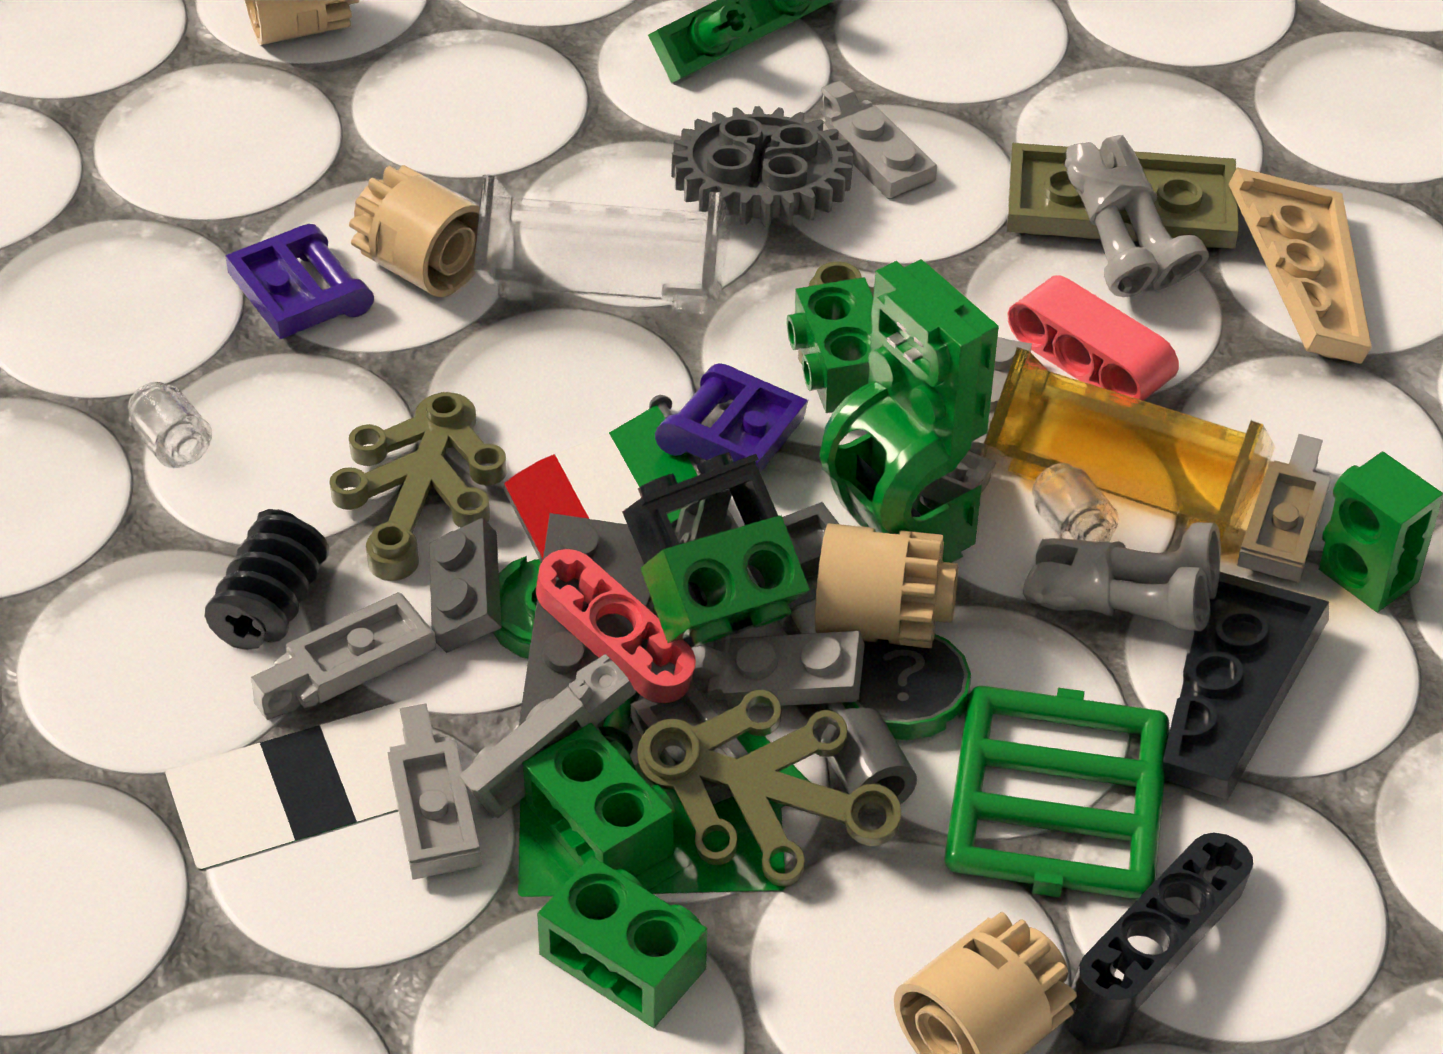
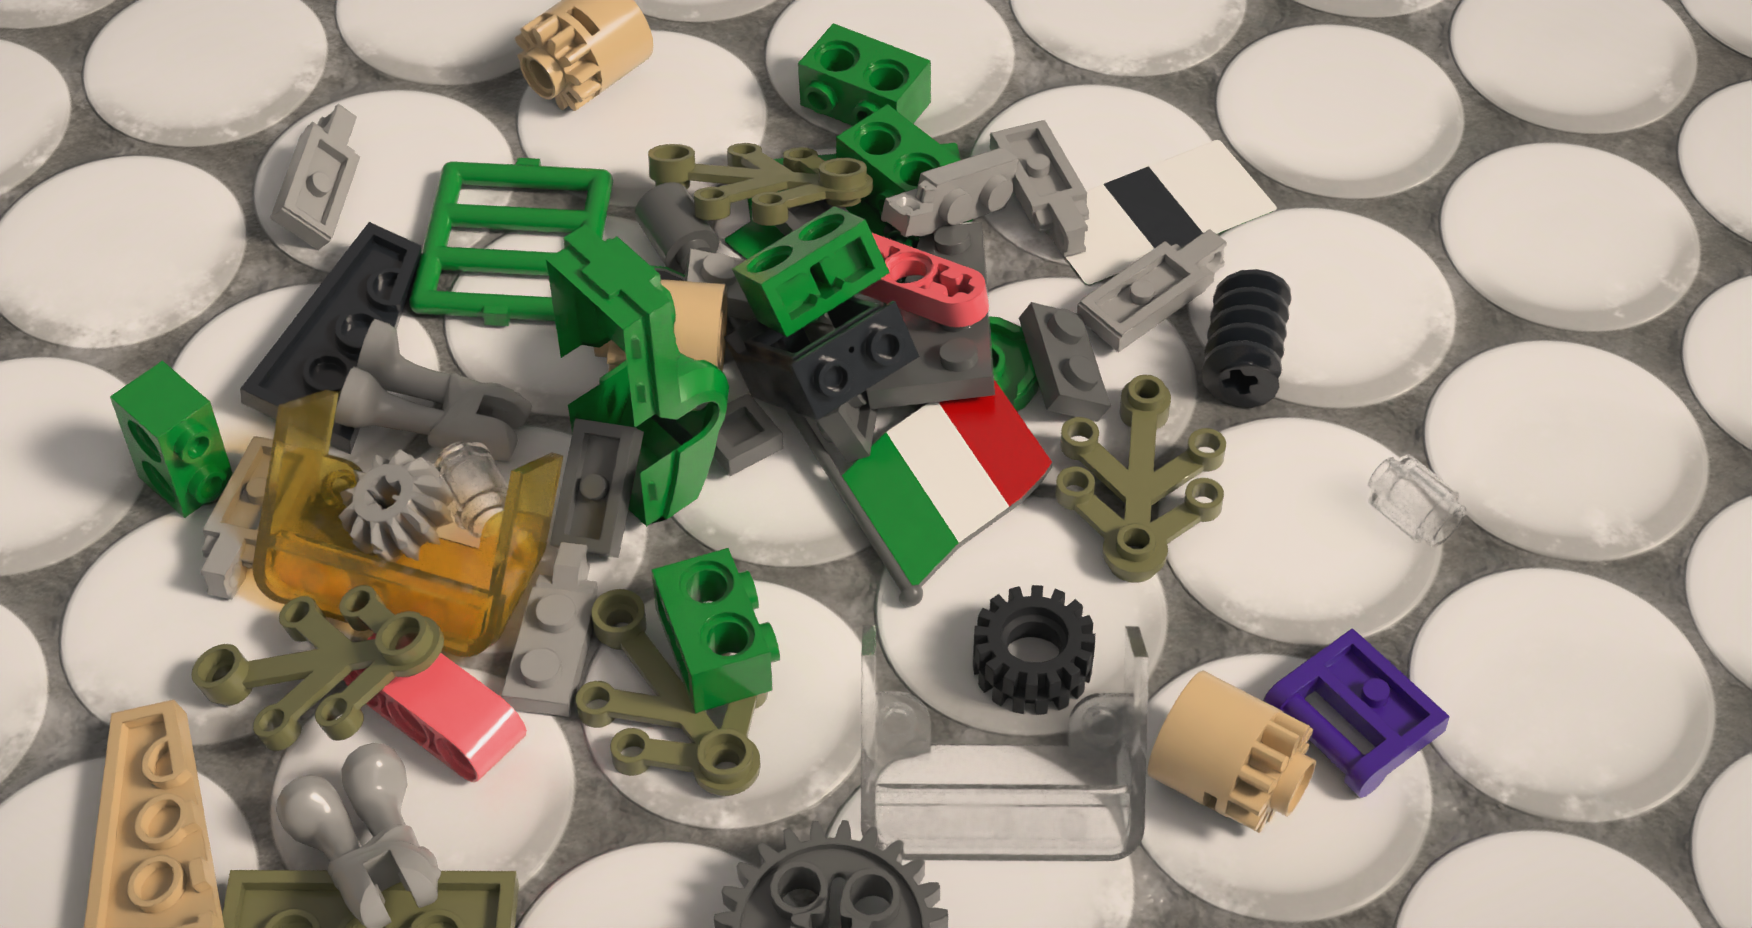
camera: 175 degrees right, 5 degrees up
(560, 363) = (1037, 618): none -> black tyre
(752, 424) = (809, 544): dark purple plate -> none
(1107, 1003) = (482, 71): black beam -> none
(1121, 324) = (402, 648): none -> olive plant
(1144, 463) = (396, 507): none -> light grey gear
(1302, 874) = (318, 179): none -> light grey hinge

